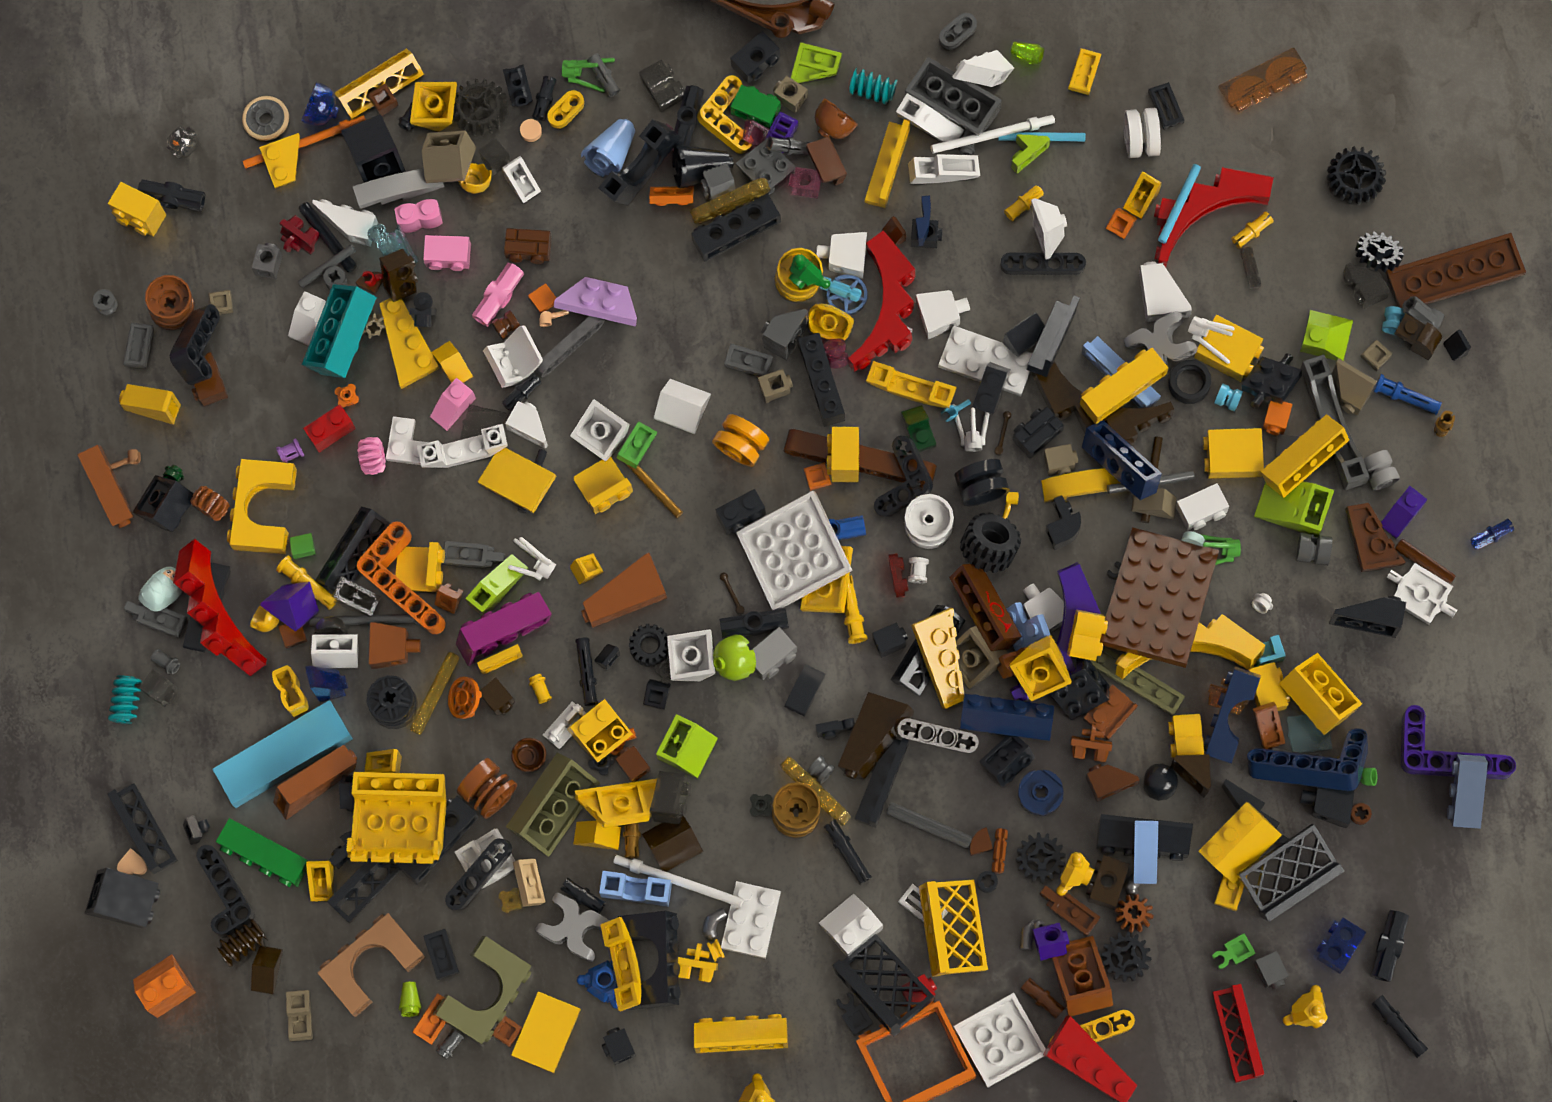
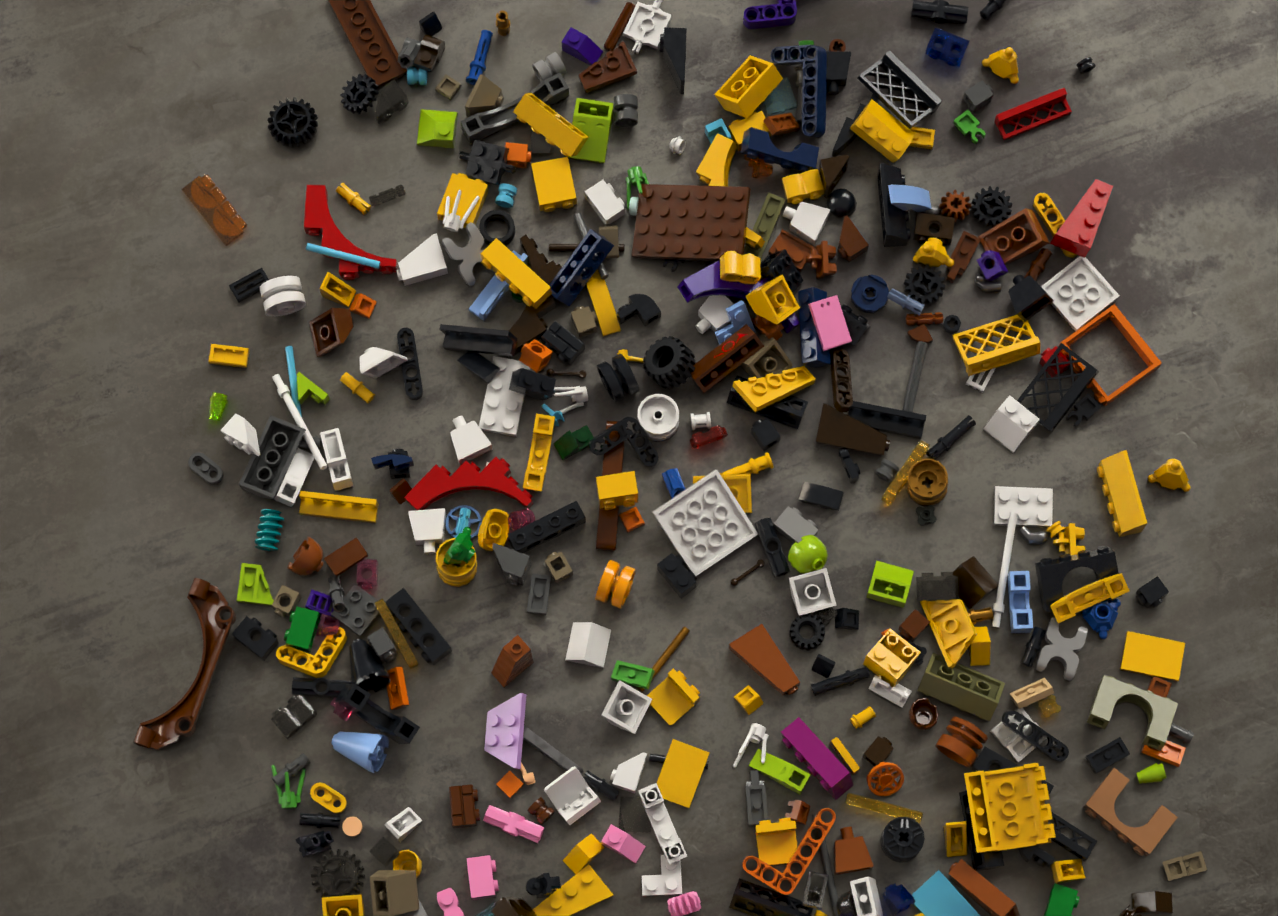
camera: 105 degrees left, 0 degrees up
(674, 318) = (512, 661): none -> dark orange slope
(1002, 974) = (1028, 297): none -> black torso
(1007, 732) = (830, 323): none -> bright pink container
(1019, 401) = (535, 355): none -> orange brick
(1021, 829) = (905, 301): none -> sand blue axle
(1095, 183) = (330, 329): none -> reddish brown slope
(1142, 735) = (807, 221): none -> white torso

